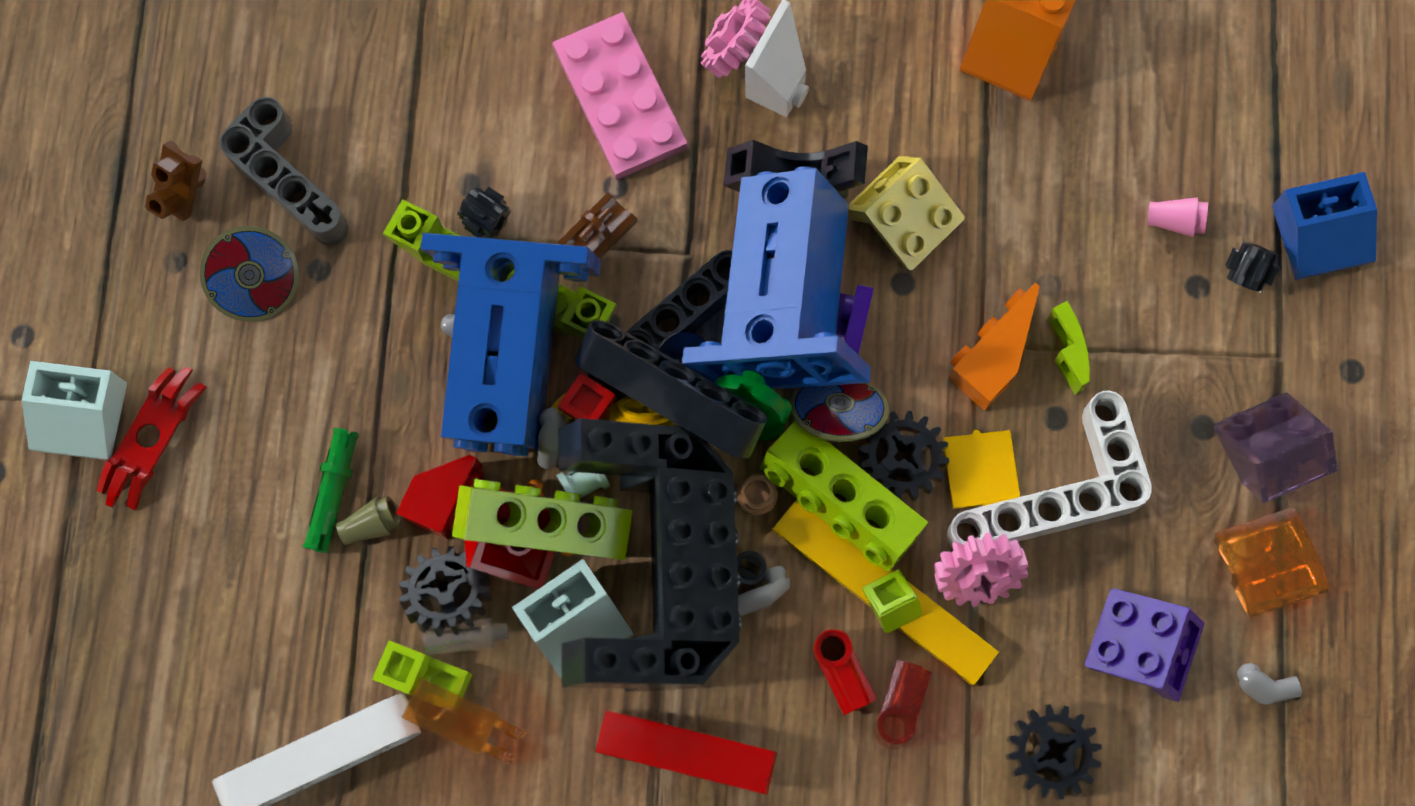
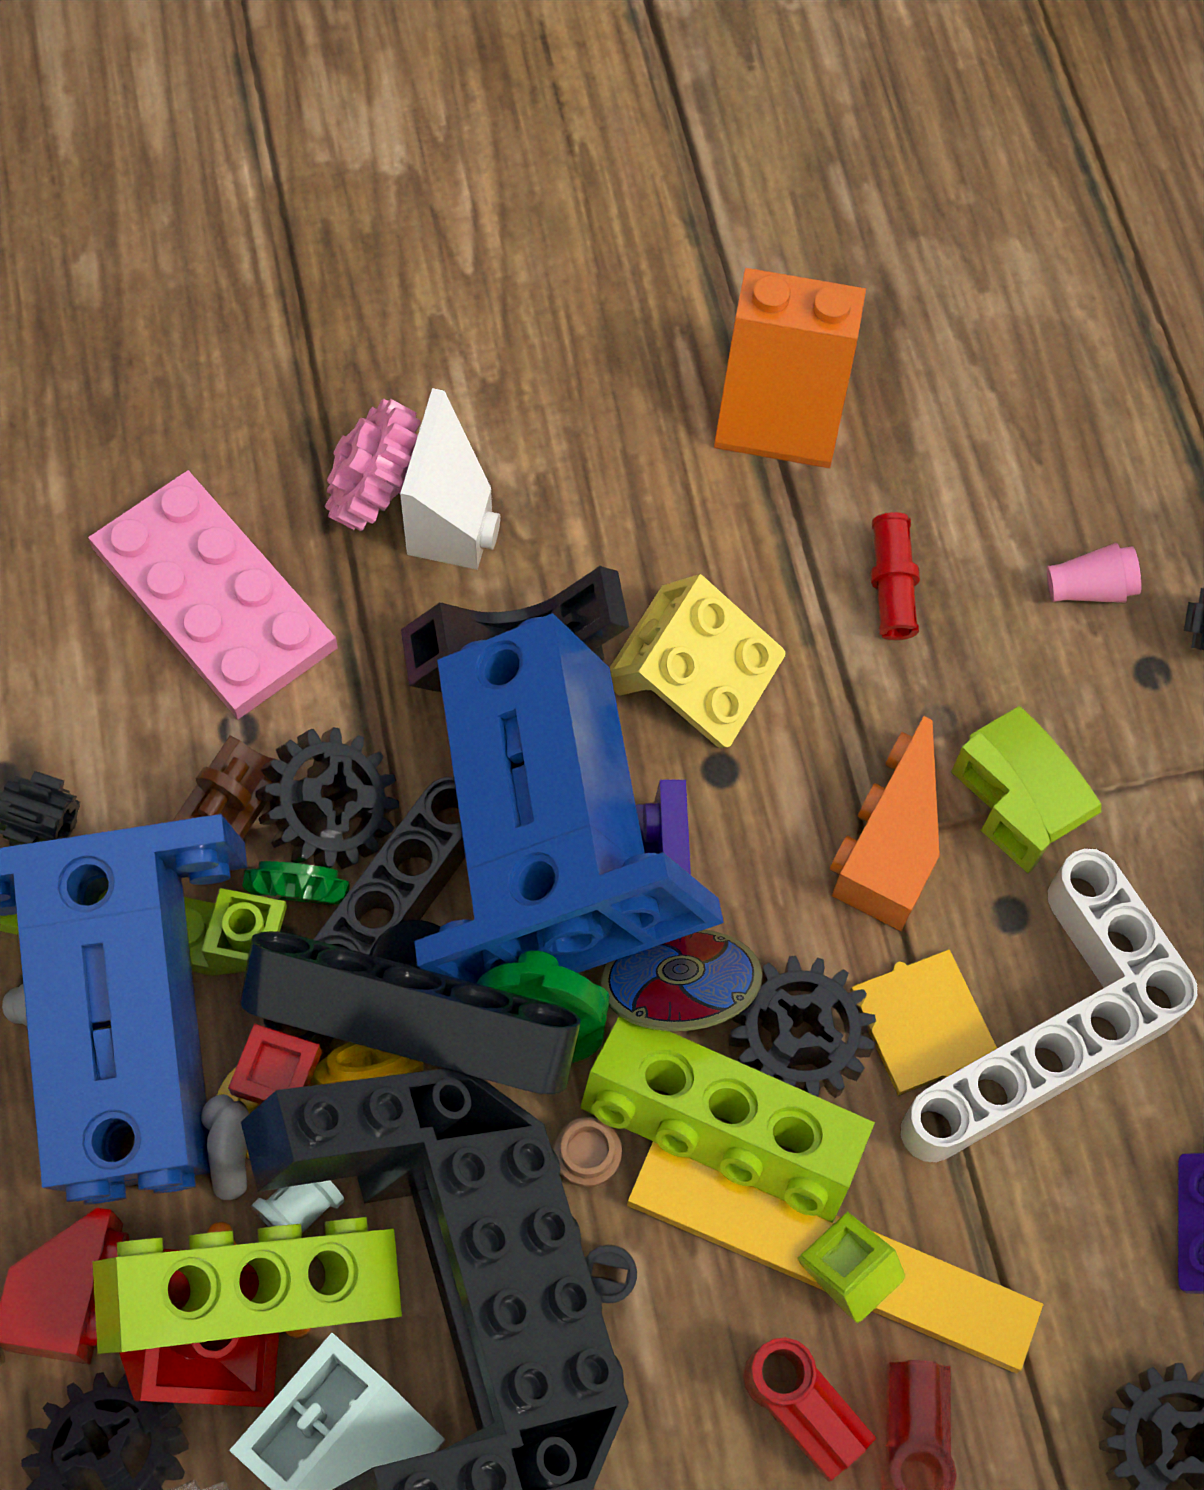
camera: 25 degrees left, 10 degrees down
(625, 293) = (296, 883): none -> green gear
(651, 260) = (309, 819): none -> black gear
(765, 595) = (648, 1312): light grey arm -> none
(981, 569) = (979, 1177): bright pink gear -> none
(1048, 185) = (895, 576): none -> red pin
(1102, 334) = (1045, 769): none -> lime slope

